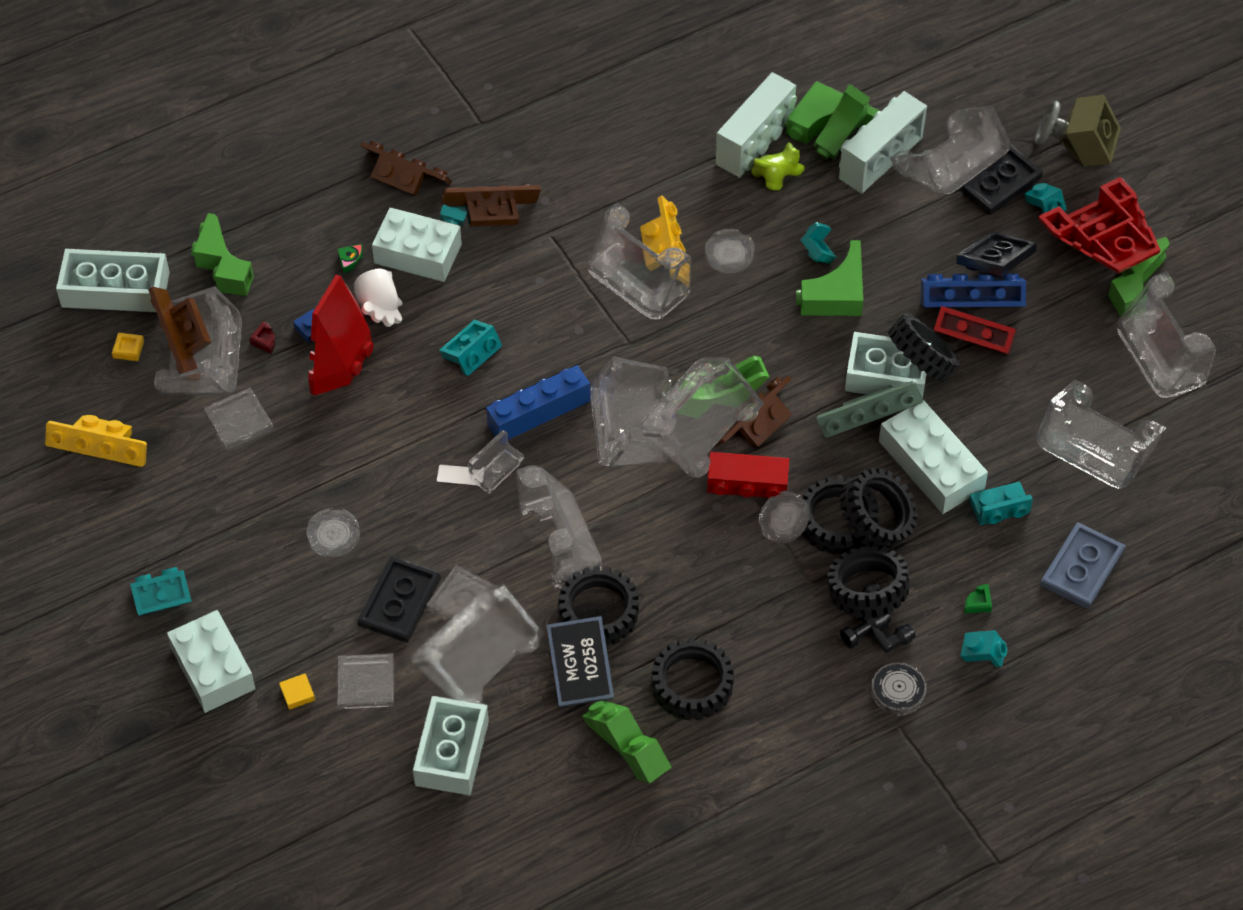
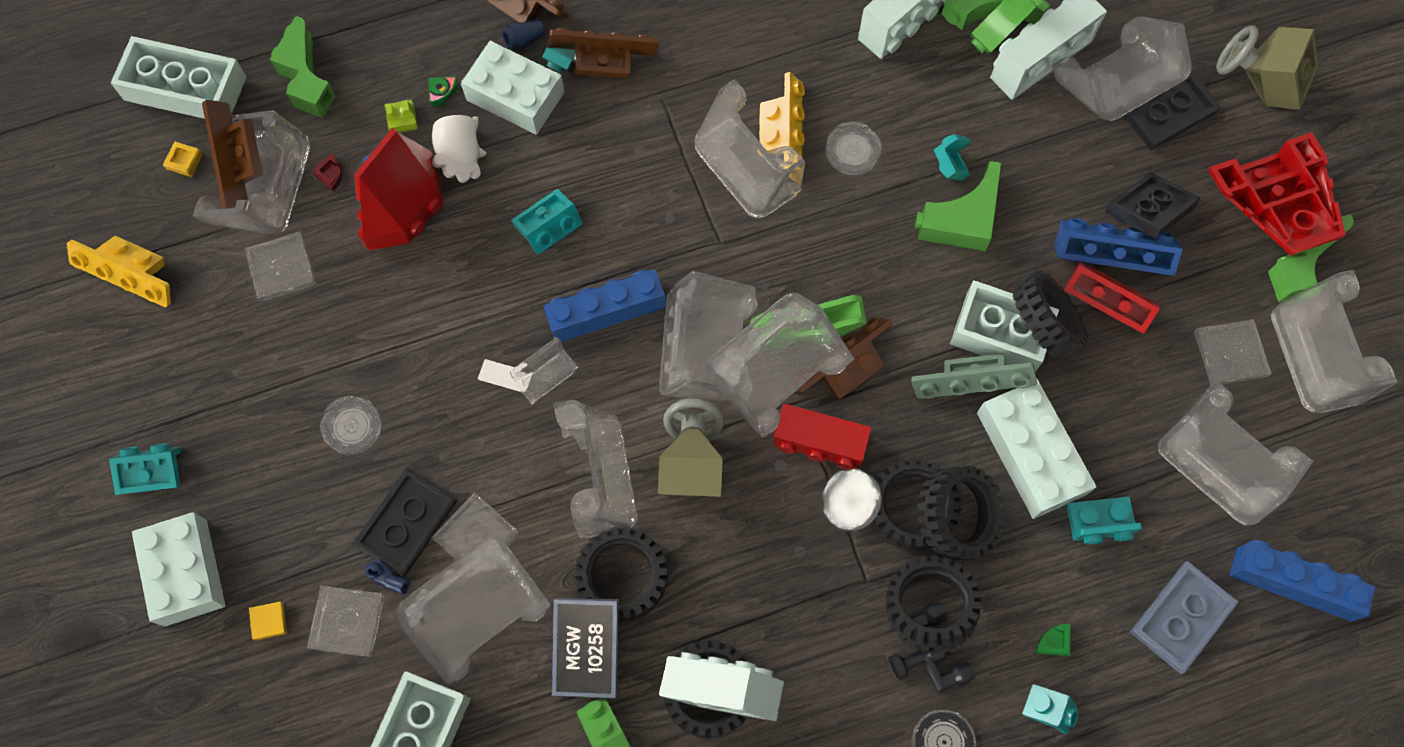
camera: 10 degrees right, 15 degrees up
(317, 282) = (401, 116): none -> lime tile
(393, 641) = (385, 577): none -> dark blue arm
(414, 200) = (521, 34): none -> dark blue cone
(642, 505) = (691, 462): none -> olive piece
(704, 661) = (722, 686): none -> light aqua brick
(778, 166) = (924, 54): lime animal -> none
(1046, 197) = (1220, 140): teal bracket -> none
(1088, 360) = (1232, 352): none -> clear tile
(1173, 519) = (1302, 581): none -> blue brick

